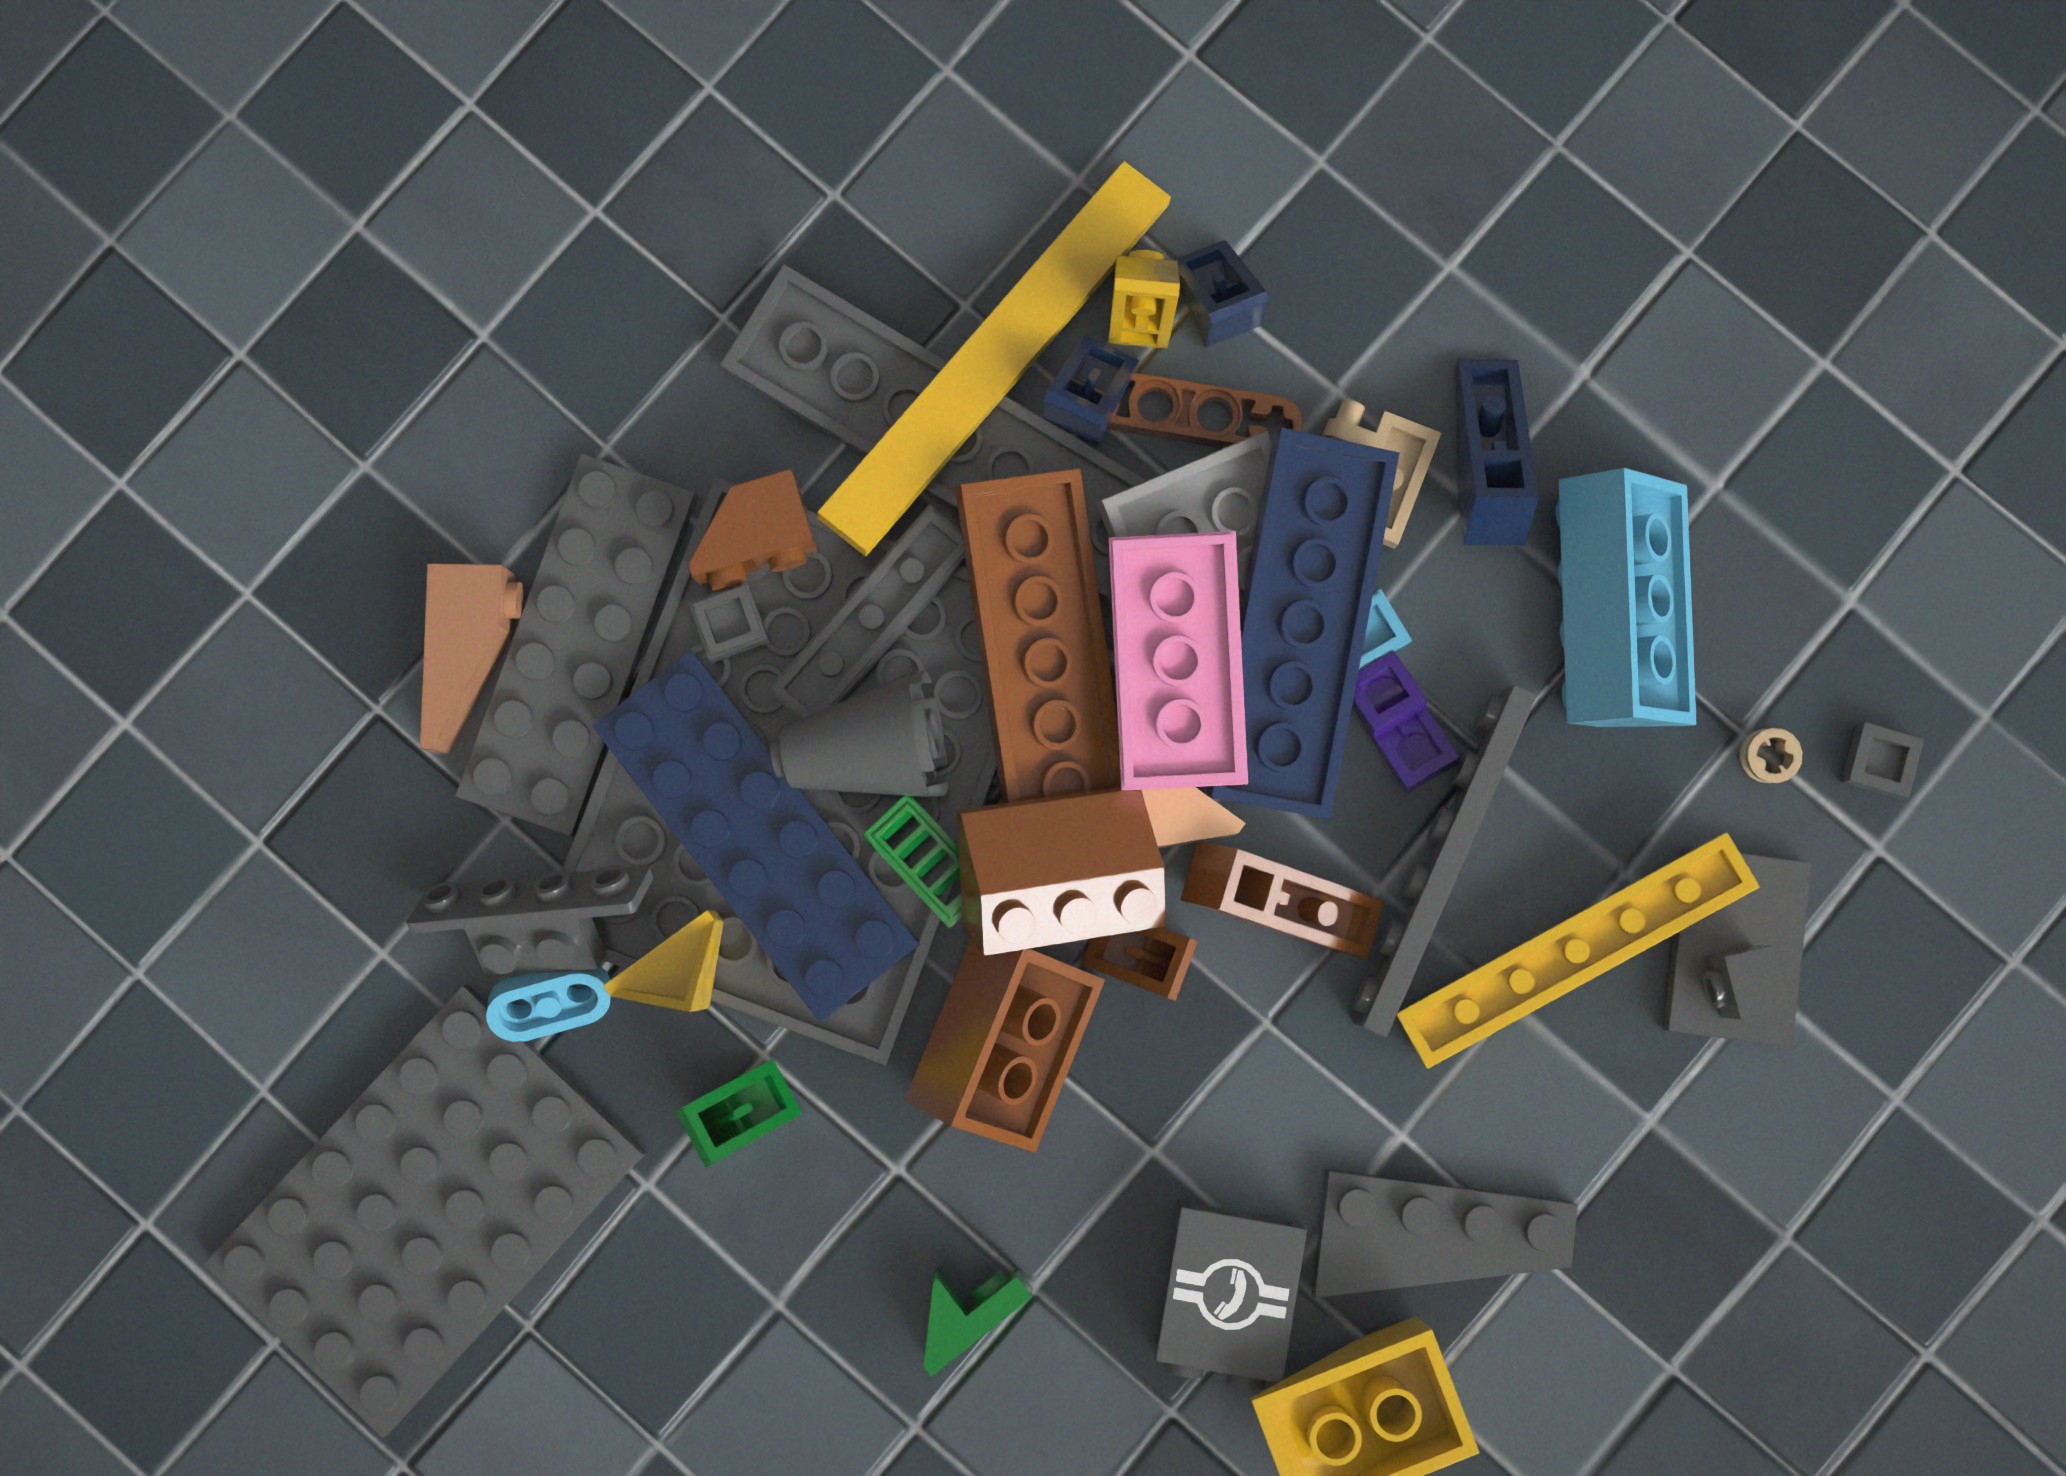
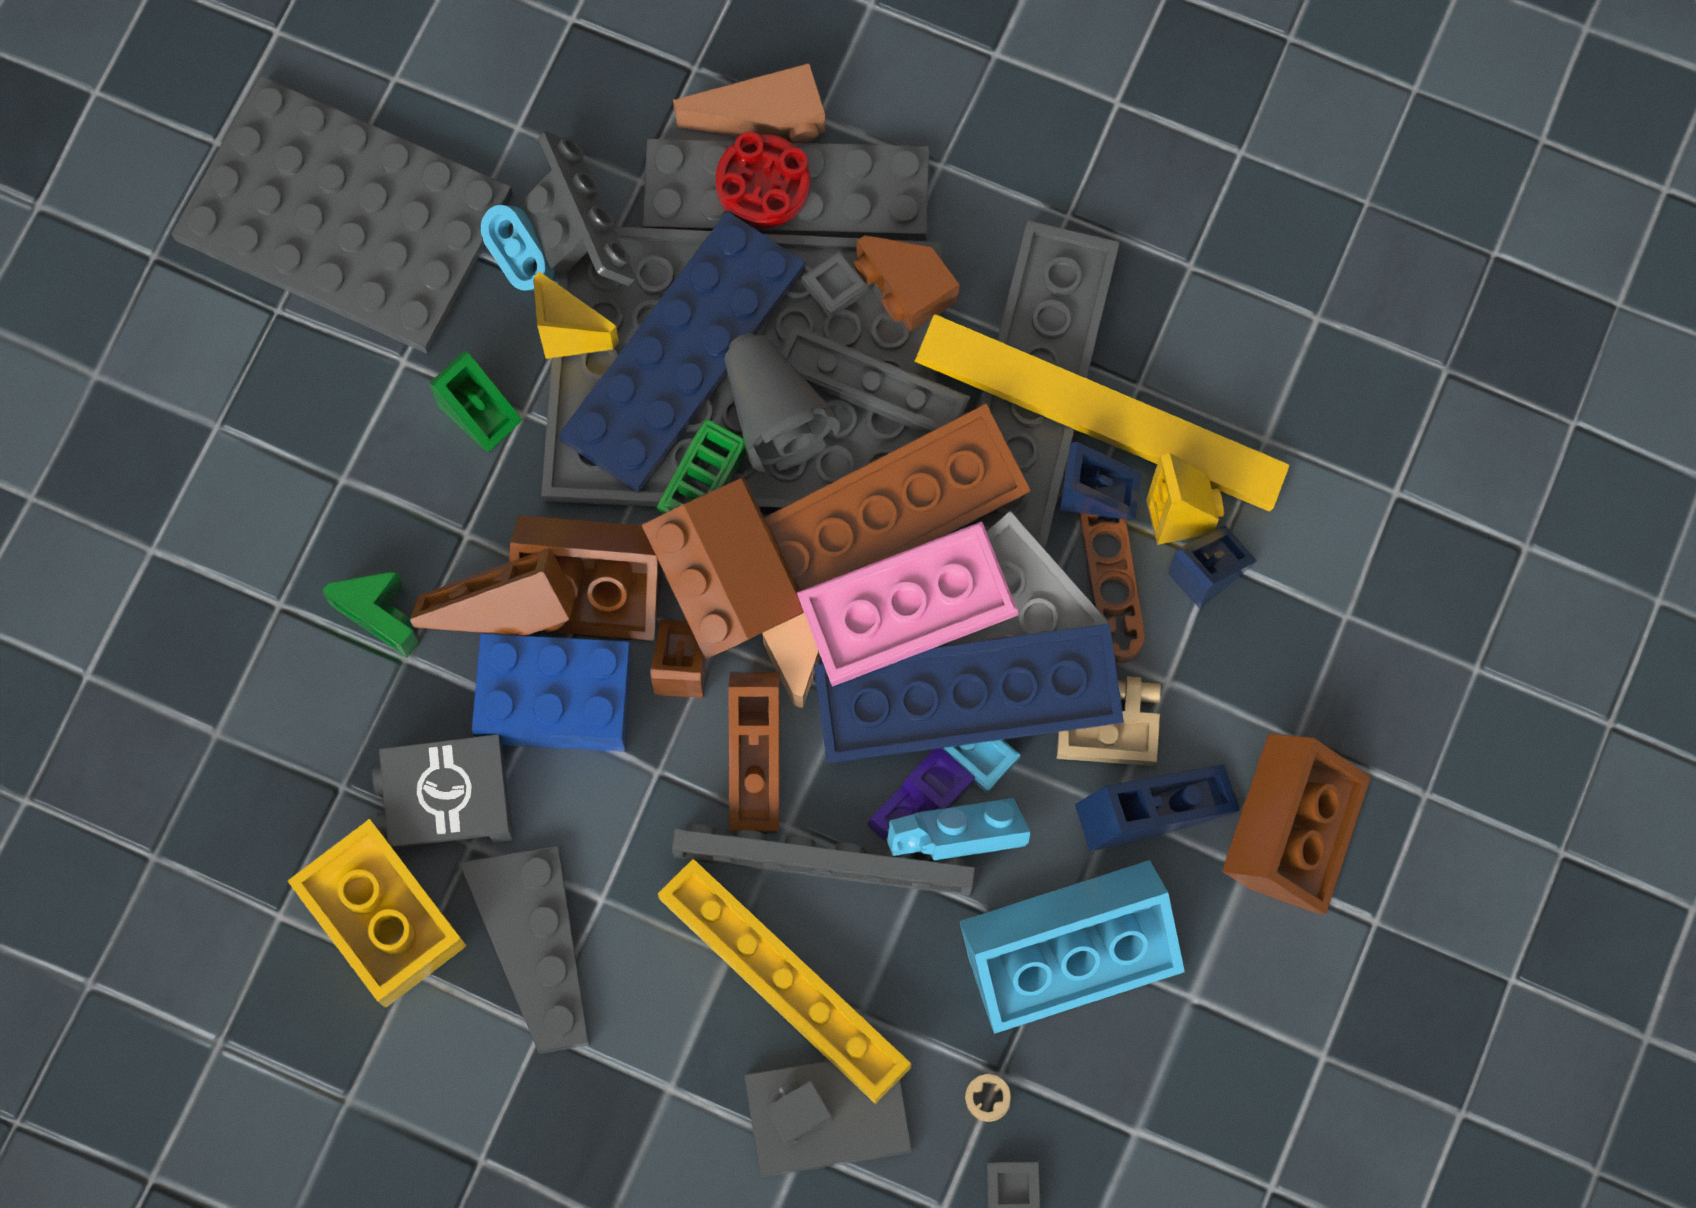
camera: 70 degrees right, 10 degrees down
(563, 669) = (763, 180): none -> red tile
(1014, 1156) = (504, 600): none -> slope
(1142, 1125) = (553, 692): none -> blue brick
(1459, 685) = (960, 830): none -> medium azure hinge
(1557, 301) = (1296, 822): none -> dark orange slope

